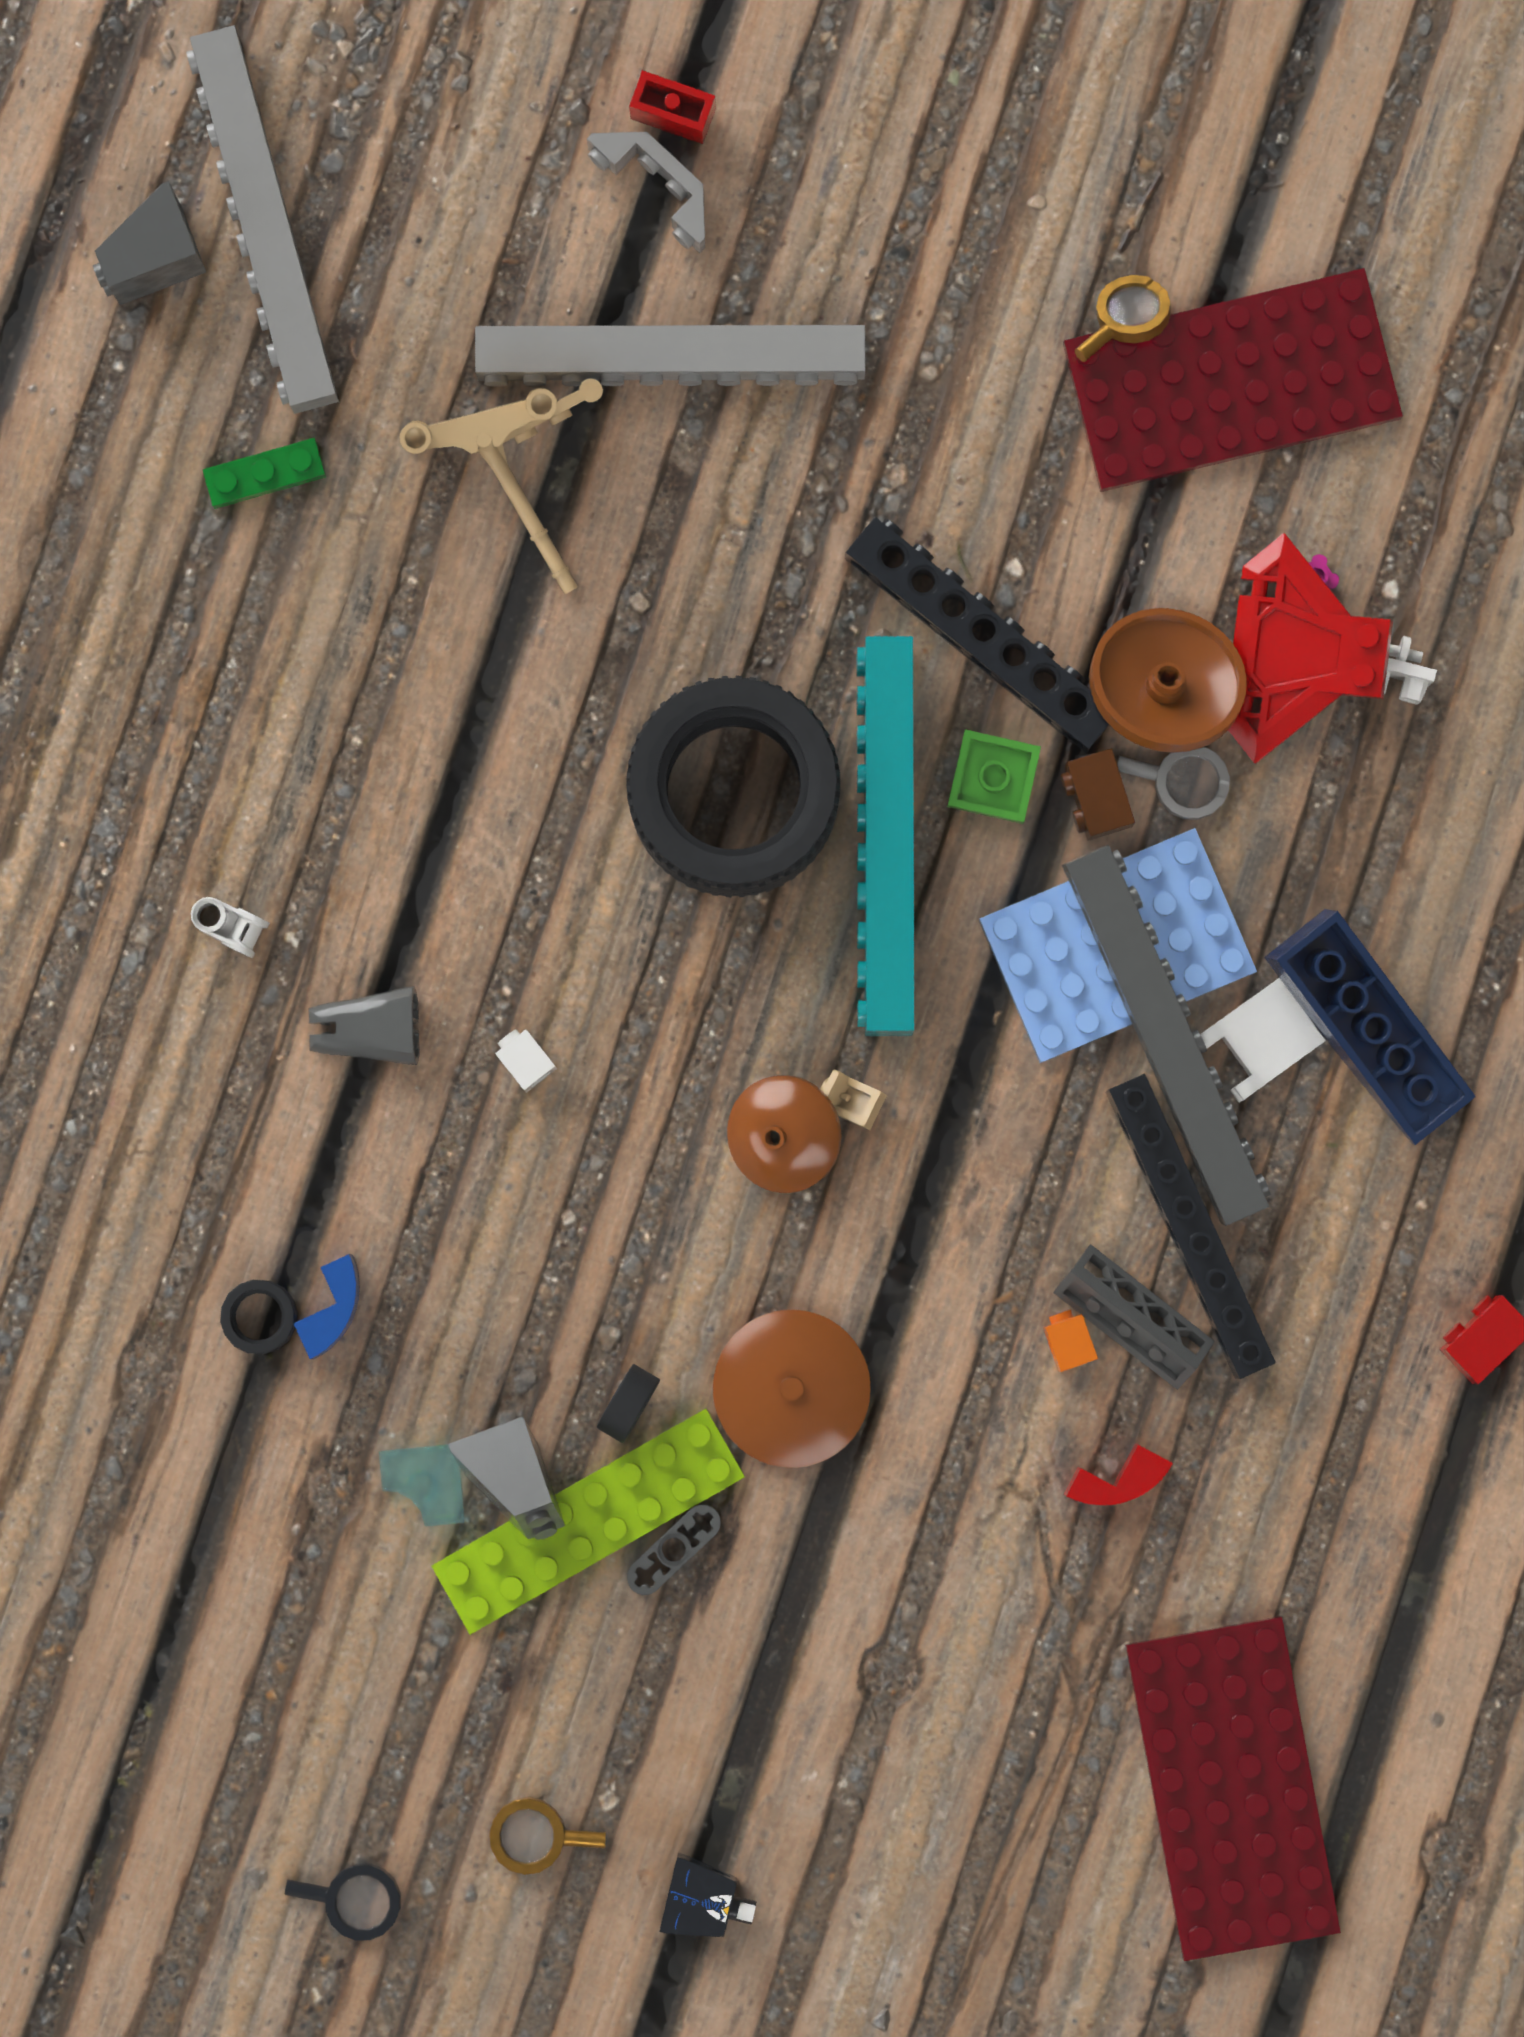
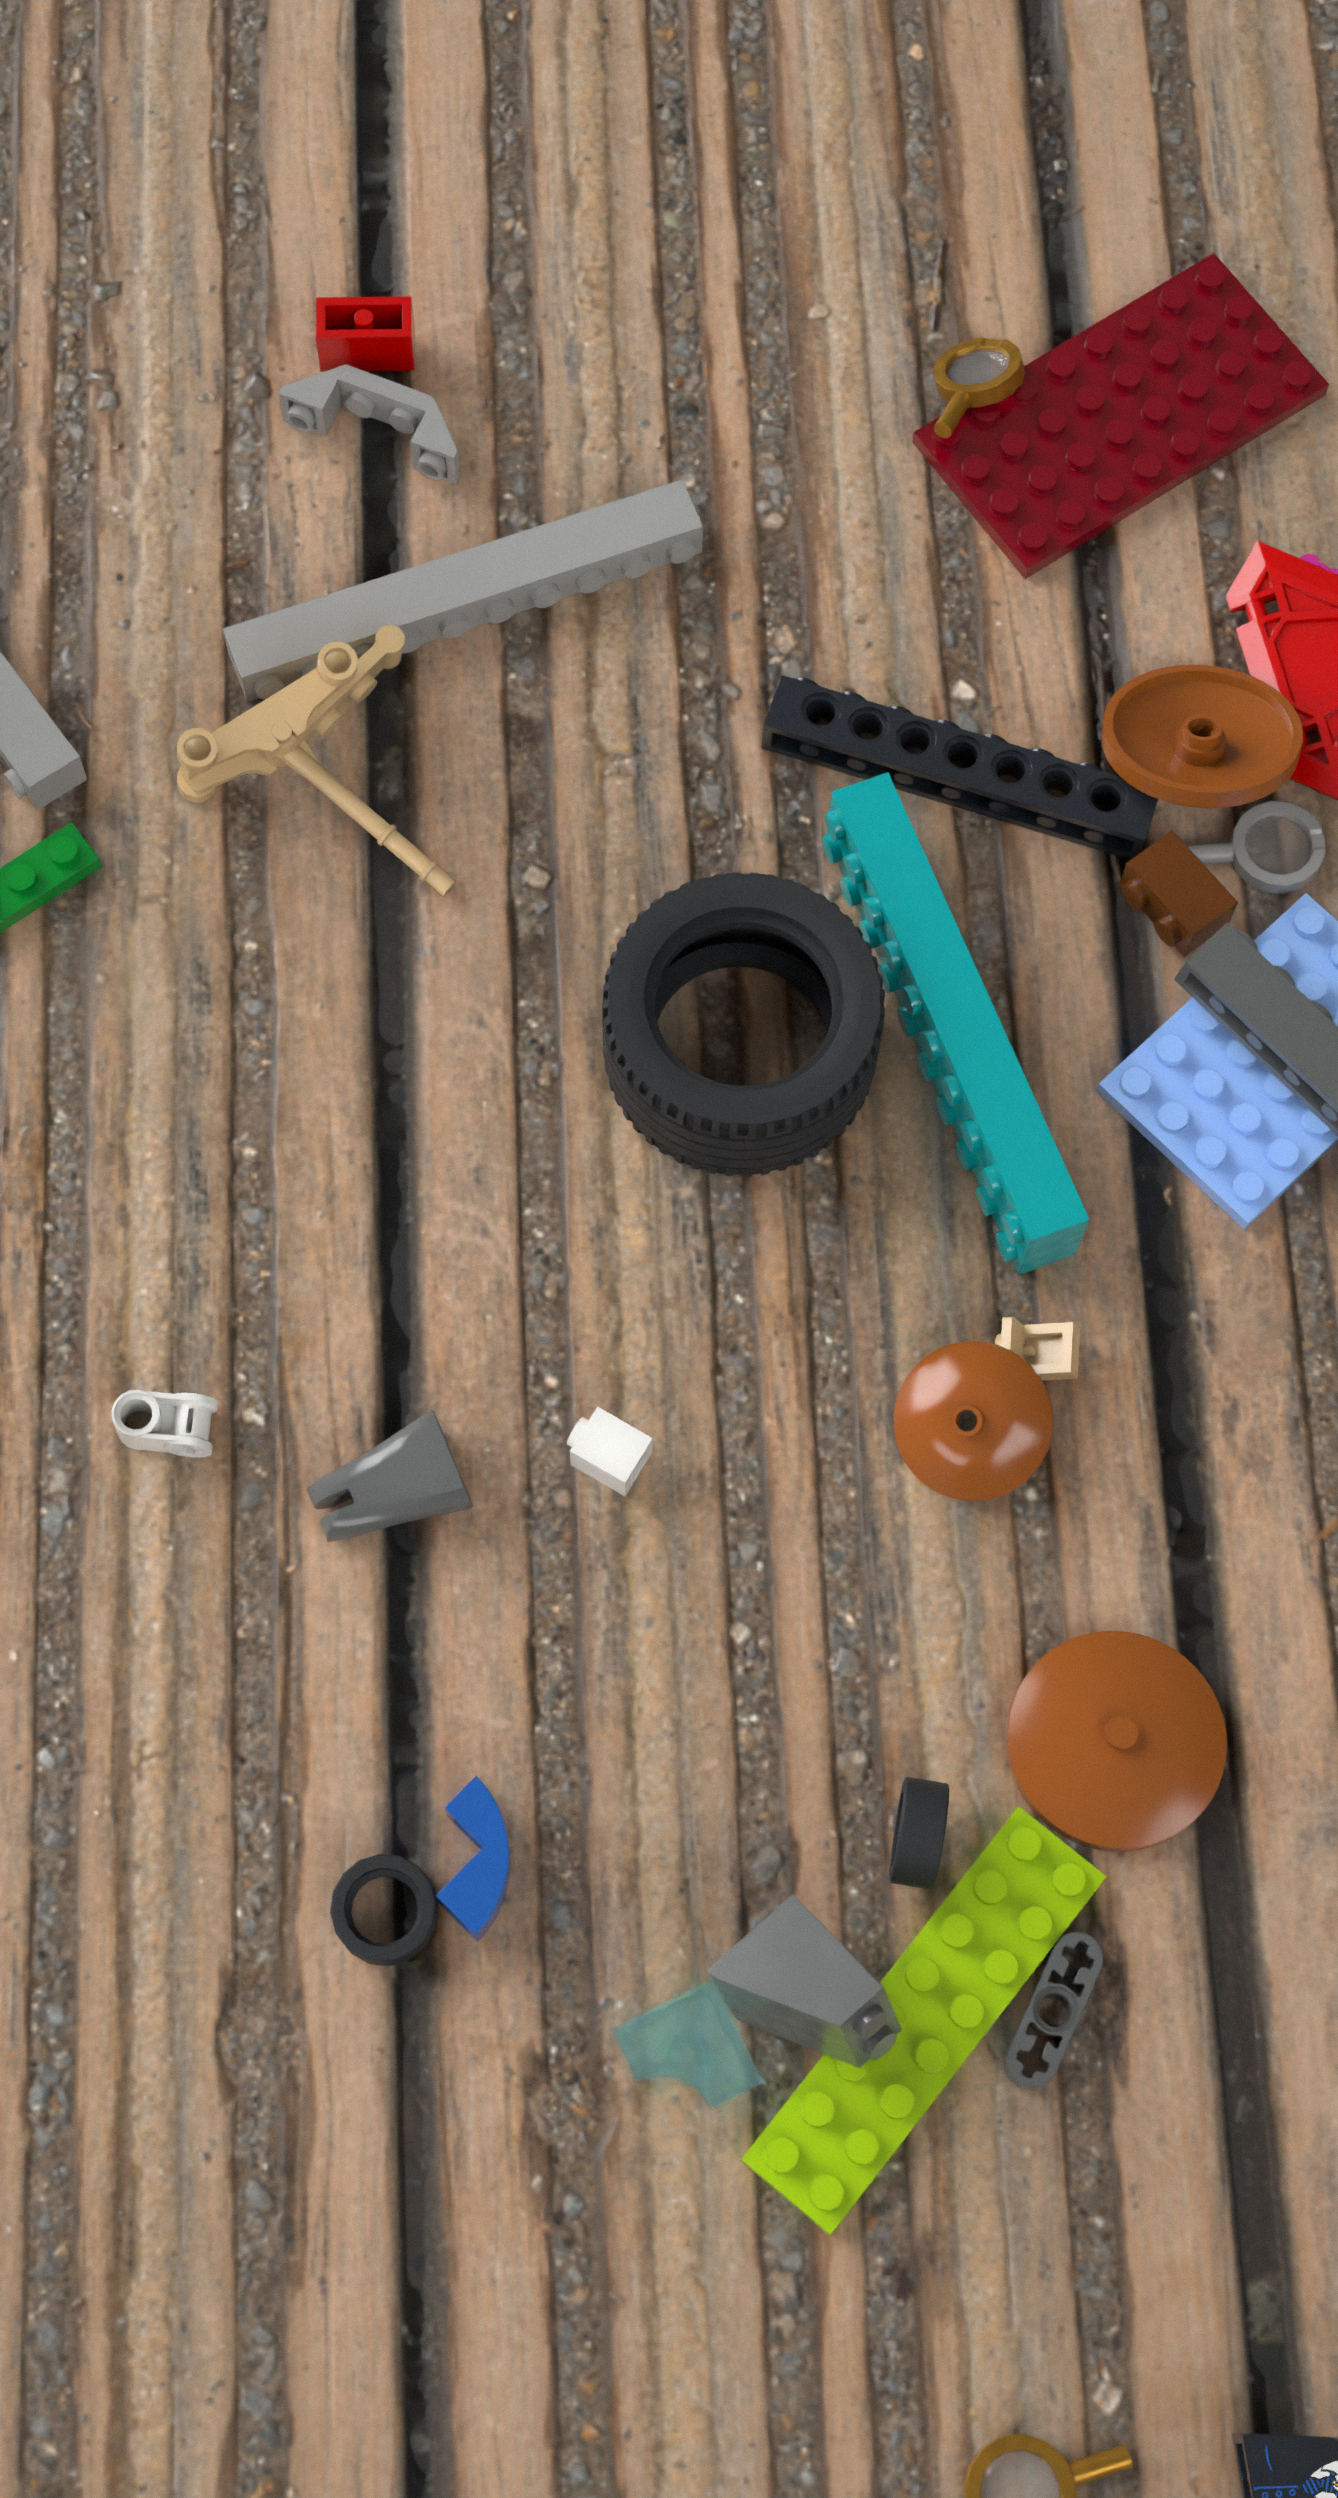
camera: 25 degrees left, 15 degrees down
(994, 776) = (1044, 918): bright green plate -> none

